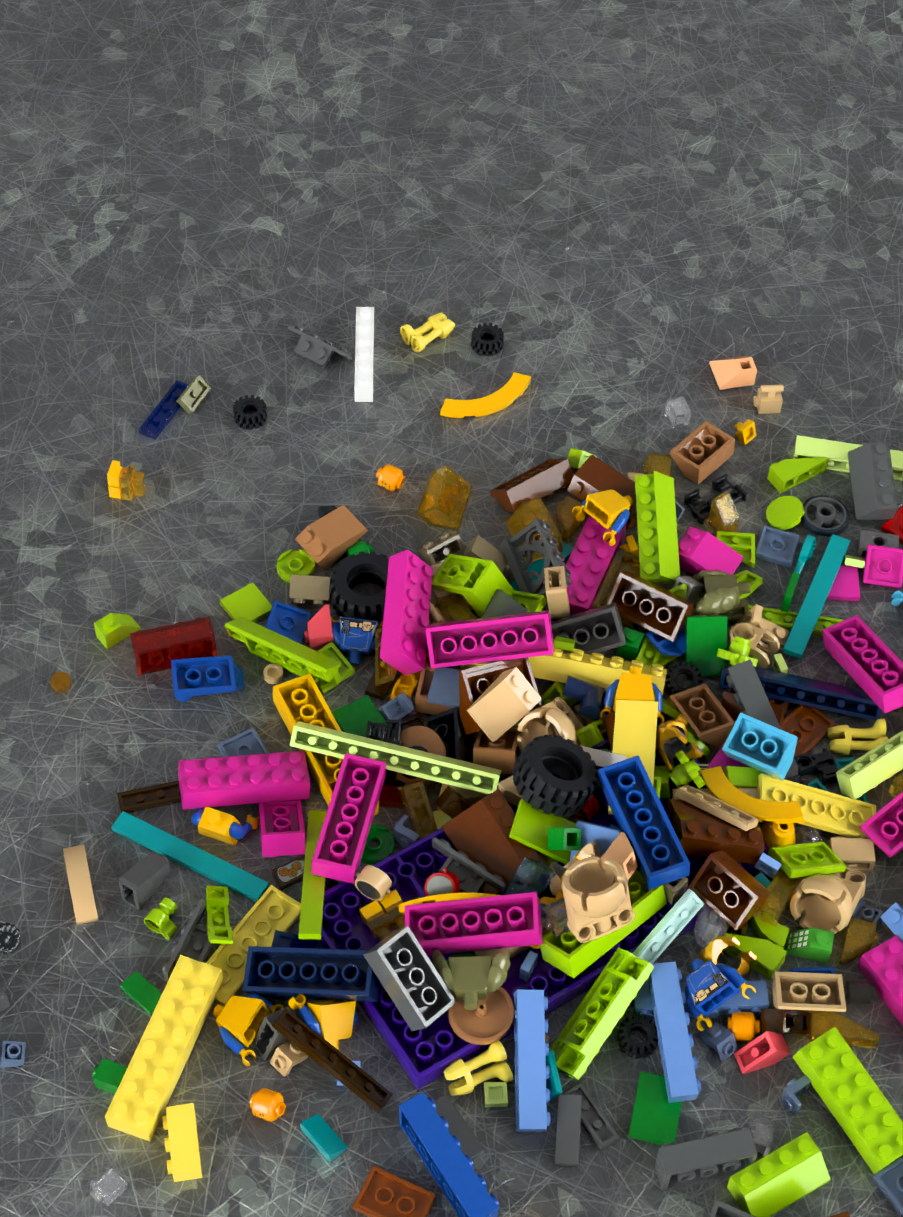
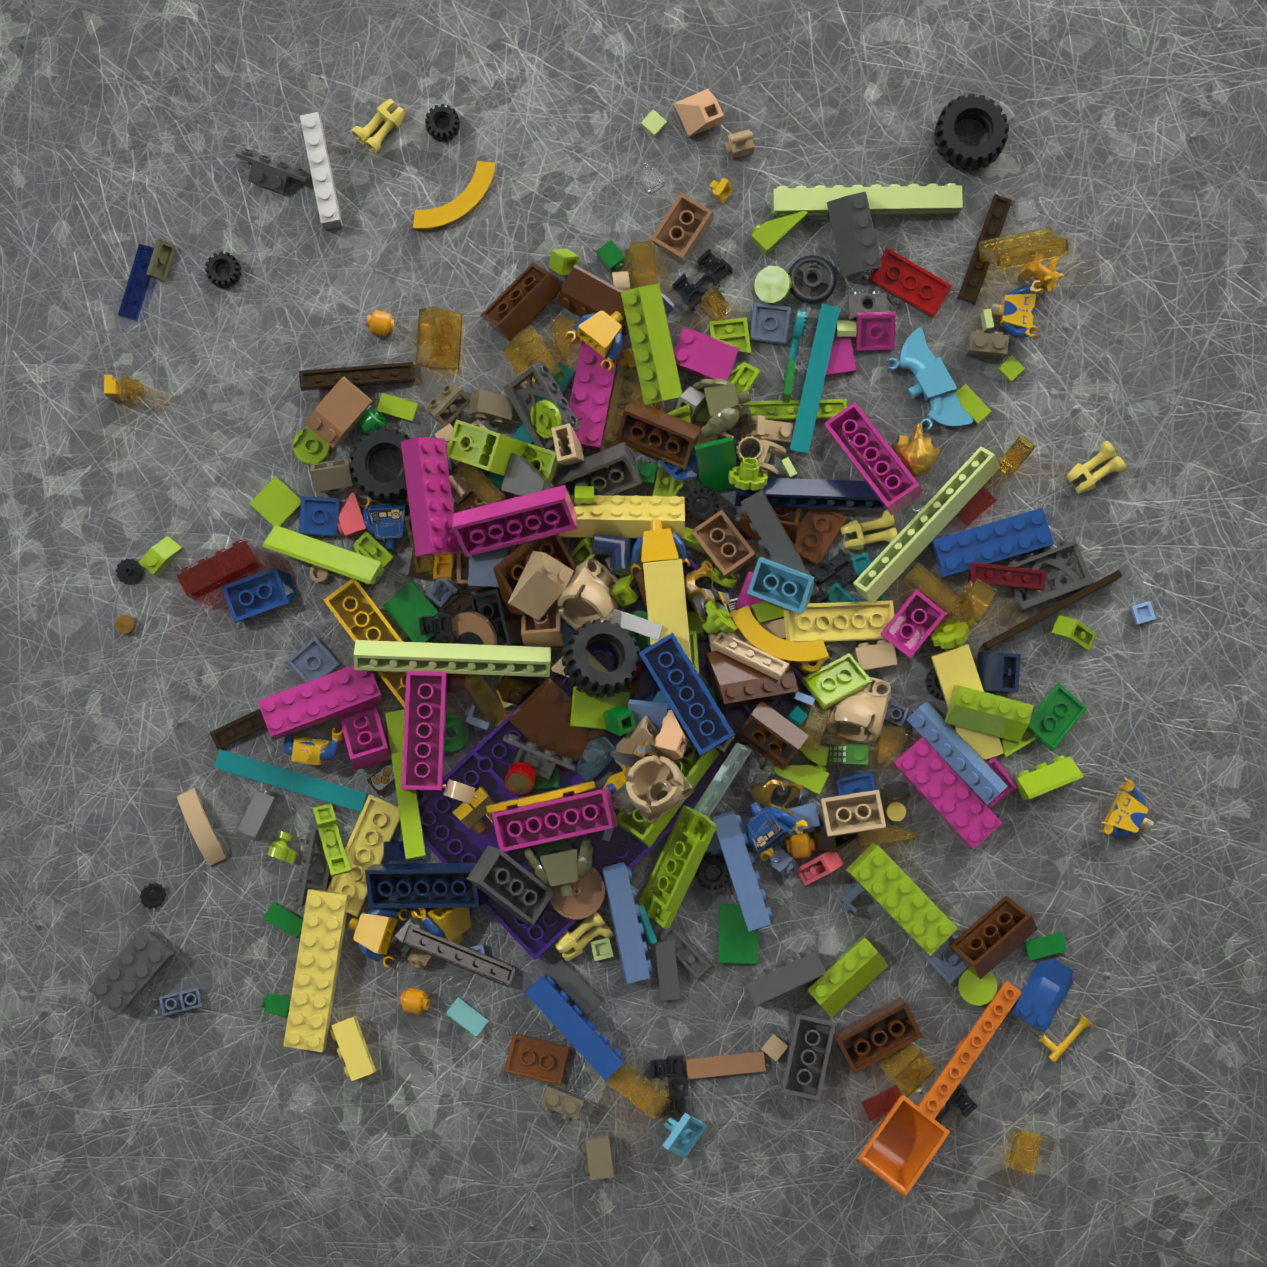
camera: 10 degrees left, 30 degrees up
(80, 638) = (129, 571): none -> black piece
(365, 514) = (357, 375): none -> dark brown tile
(387, 546) = (397, 407): none -> lime tile
(534, 568) = (544, 417): none -> lime tile
(627, 461) = (611, 256): none -> green brick
(687, 374) = (653, 123): none -> yellowish green tile
(857, 1013) = (896, 811): none -> light yellow tile

